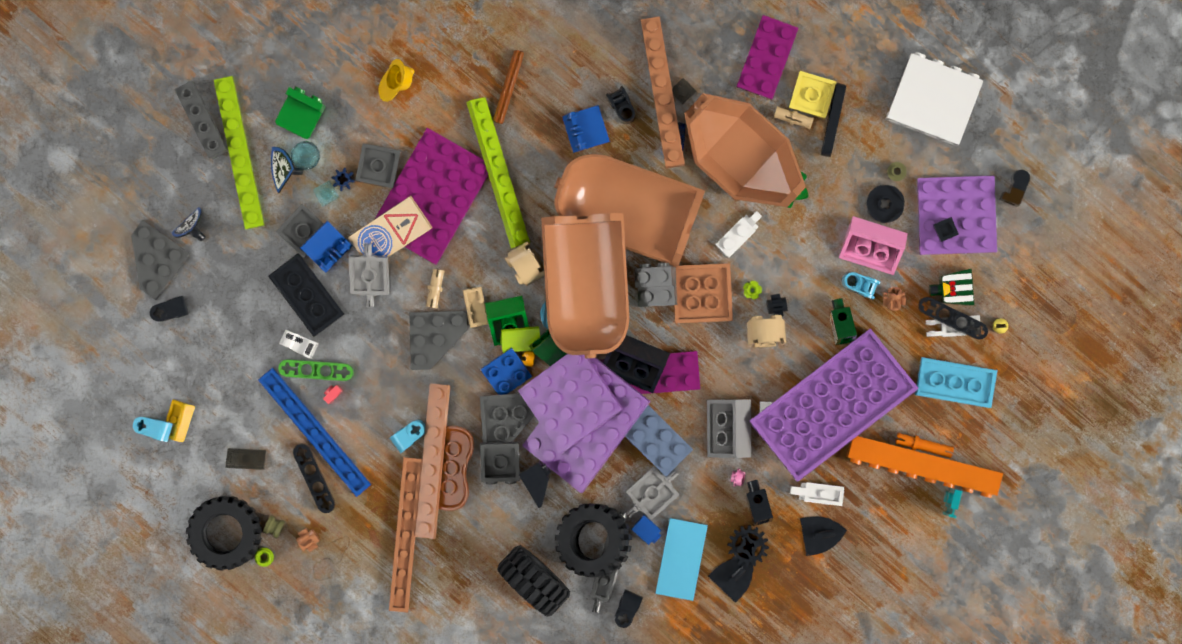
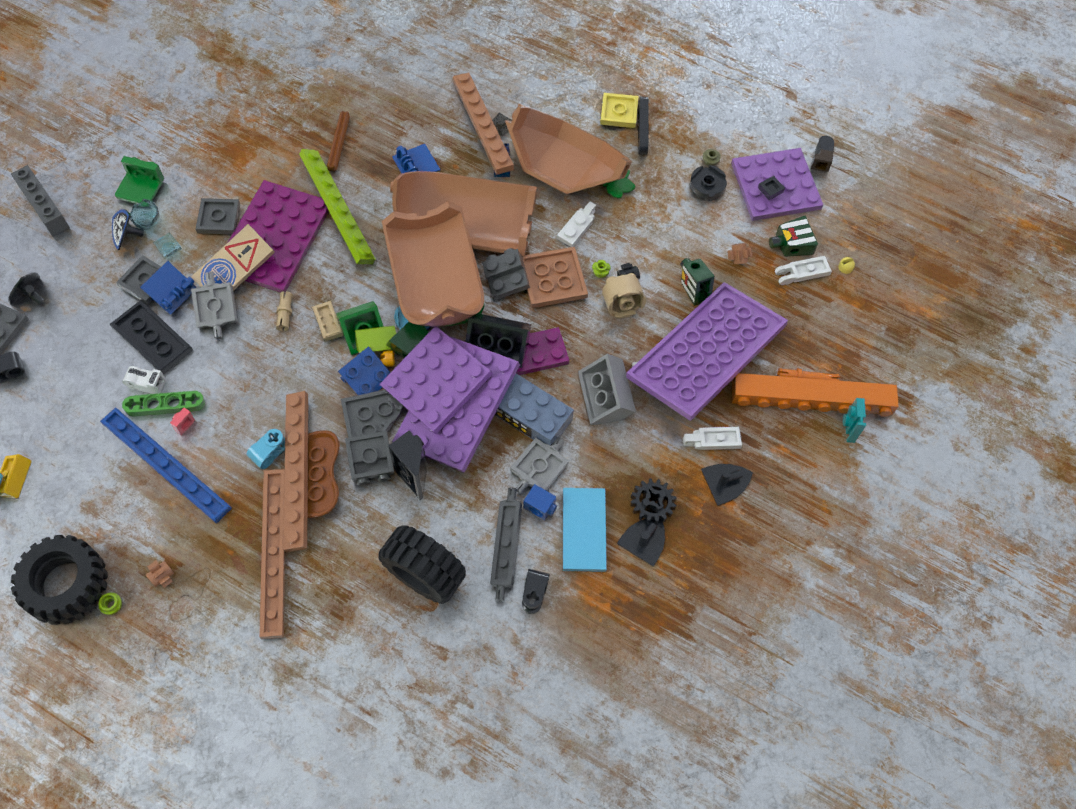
camera: 10 degrees left, 25 degrees down
(239, 152) = (79, 227): lime plate -> none
(246, 459) = (87, 503): clear smoke slope -> none
(274, 526) = (120, 566): olive wheel -> none
(316, 477) = (164, 511): black beam -> none
(340, 175) = (183, 230): dark blue gear -> none
(396, 79) = (232, 145): yellow piece -> none
(434, 335) = (287, 354): dark grey plate -> none
(526, 264) = (373, 271): tan brick -> none
(569, 540) = (500, 533): black tyre -> none
(619, 102) = (446, 140): black piece -> none
(738, 478) = (626, 437): bright pink plate -> none
(761, 512) = (655, 457): black torso -> none
(767, 57) = (572, 91): magenta plate -> none
(793, 117) = (606, 129): tan pin -> none
(864, 285) = (703, 246): medium azure piece -> none
(873, 245) = (707, 215): bright pink slope -> none
(934, 99) = (729, 99): white panel -> none
(954, 315) = (801, 256): black beam -> none
(956, 382) = (821, 319): medium azure tile -> none

